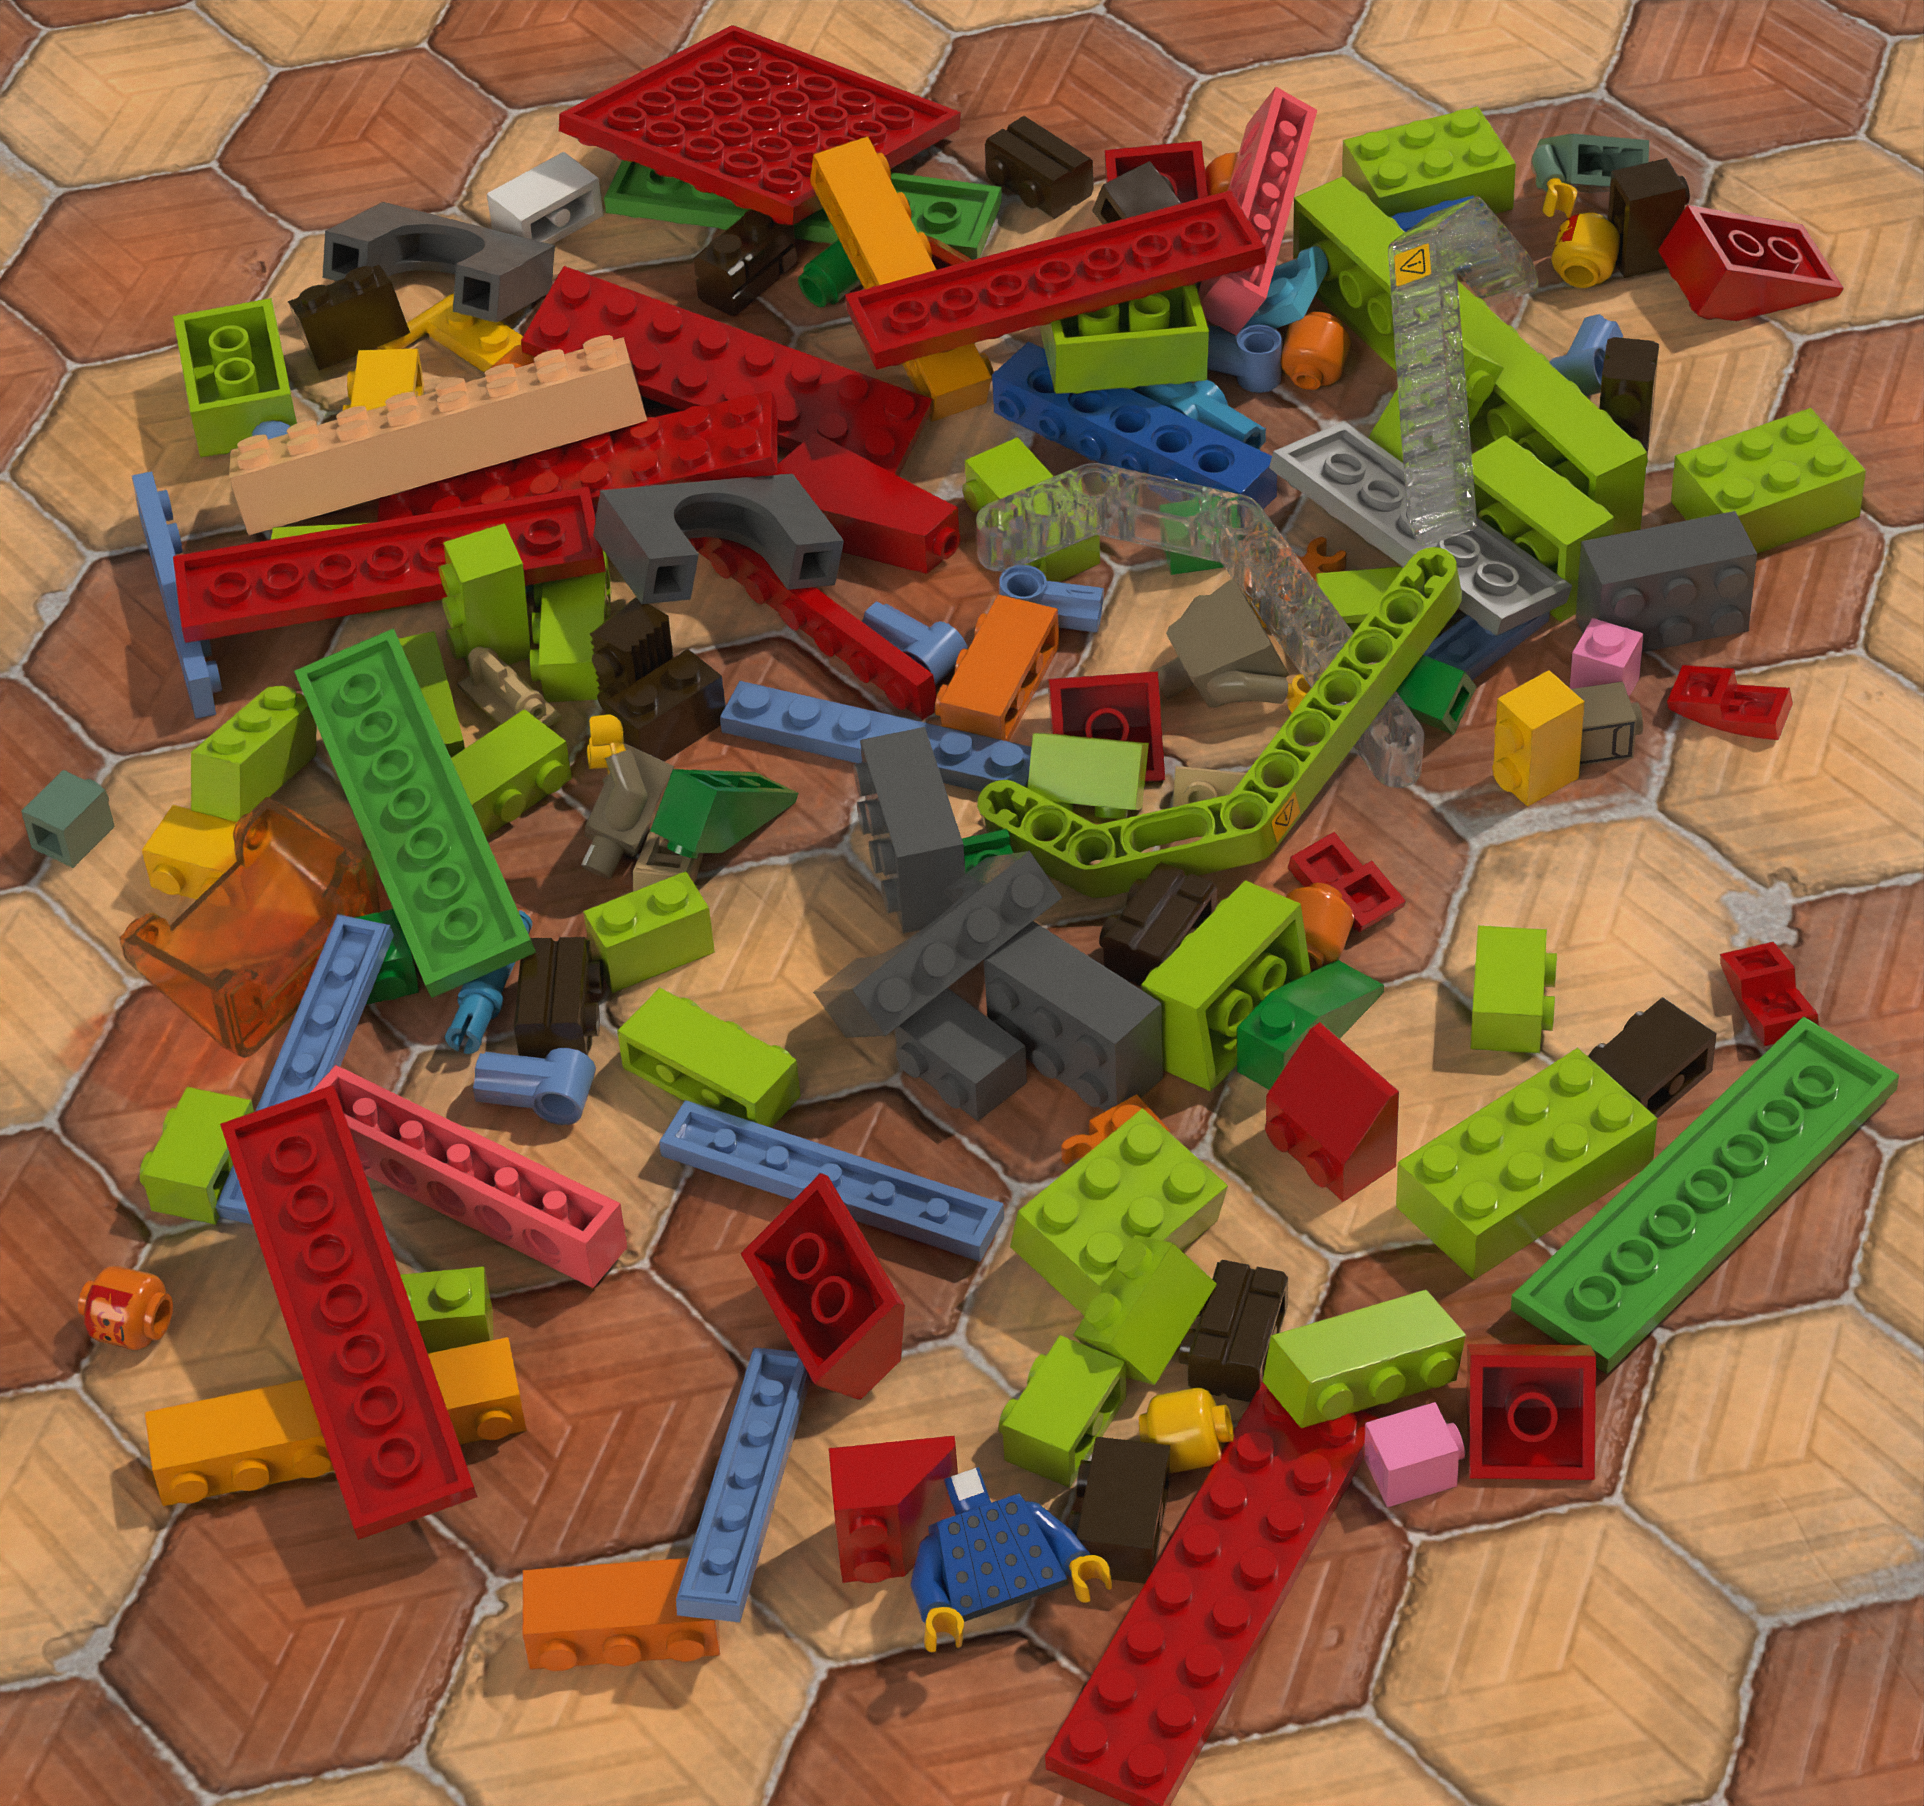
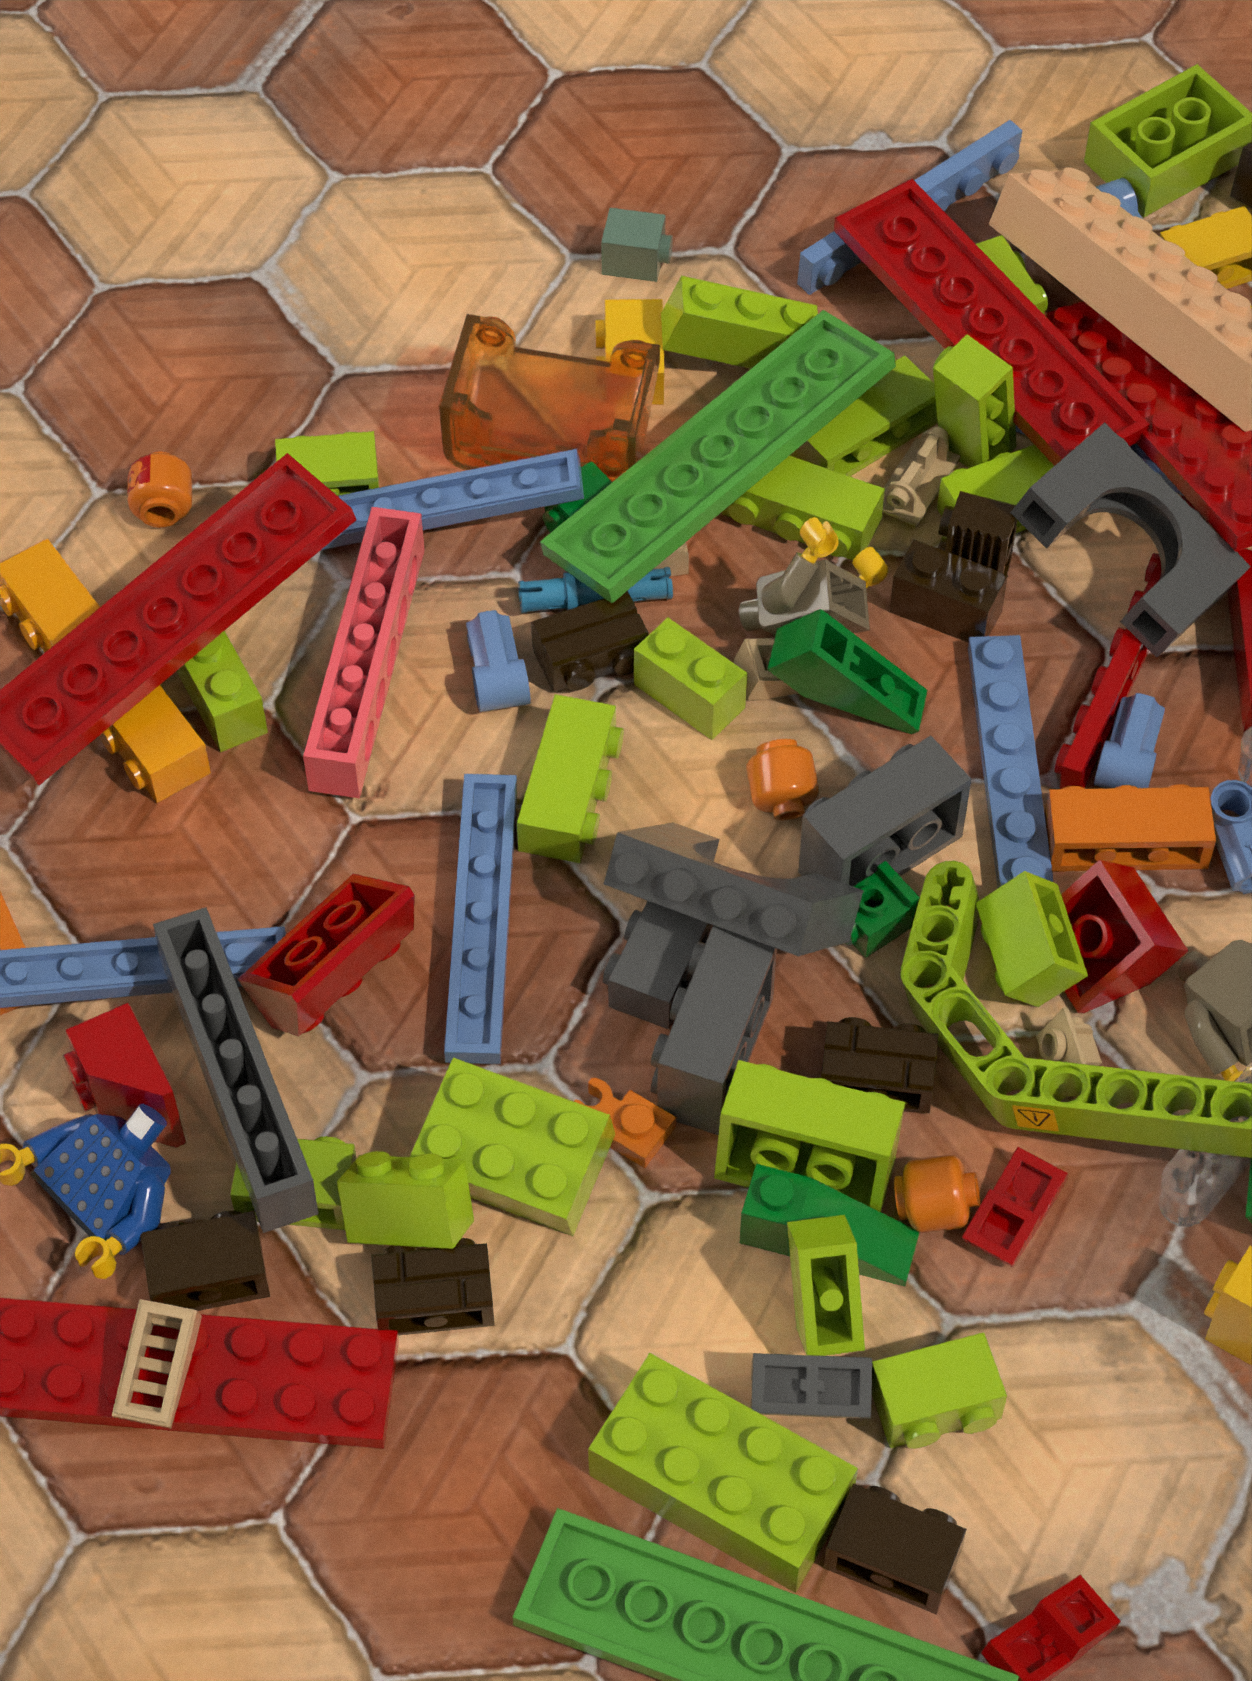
camera: 65 degrees right, 10 degrees up
(806, 899) = (782, 778): none -> orange head
(943, 1385) = (236, 1070): none -> dark grey brick
(1191, 1427) = (304, 1281): yellow head -> none
(1220, 1536) = (165, 1315): none -> tan slope
(1334, 1115) = (696, 1285): red slope -> none
(1363, 1358) = (422, 1402): lime brick -> none
(1385, 1016) = (826, 1285): none -> lime brick
(1413, 1454) = (347, 1480): bright pink brick -> none
(1470, 1069) = (811, 1385): none -> dark grey hinge
(1531, 1411) = (435, 1565): red slope -> none

